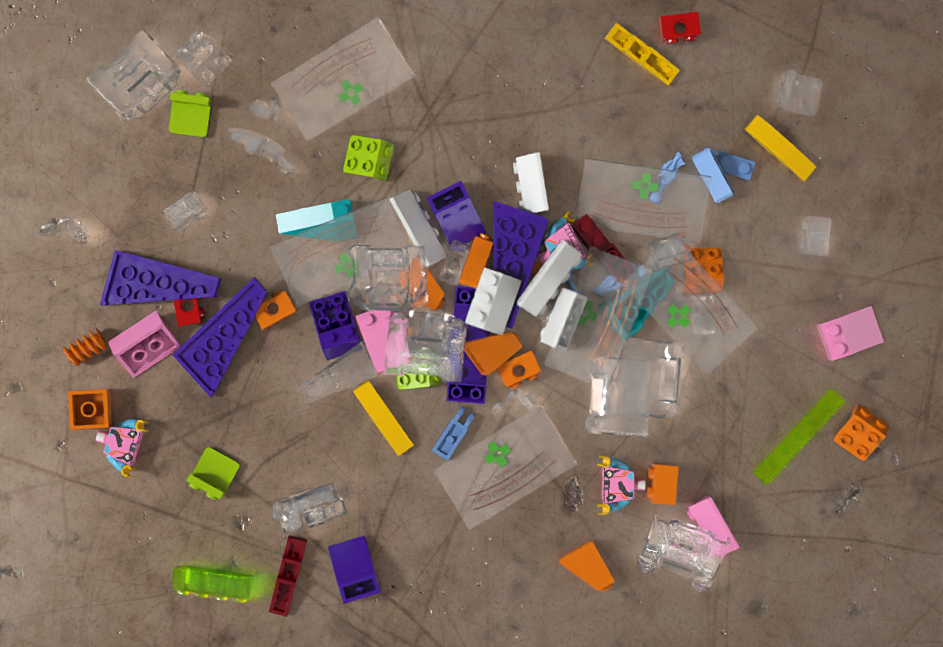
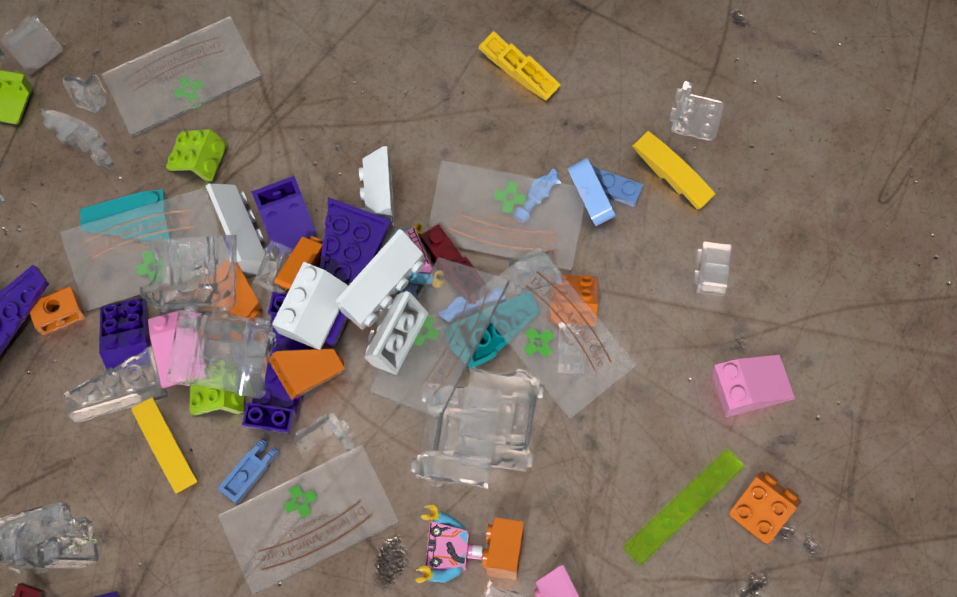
camera: 10 degrees right, 20 degrees down
(531, 367) = (348, 387): orange brick -> none
(688, 20) = (571, 32): red brick -> none

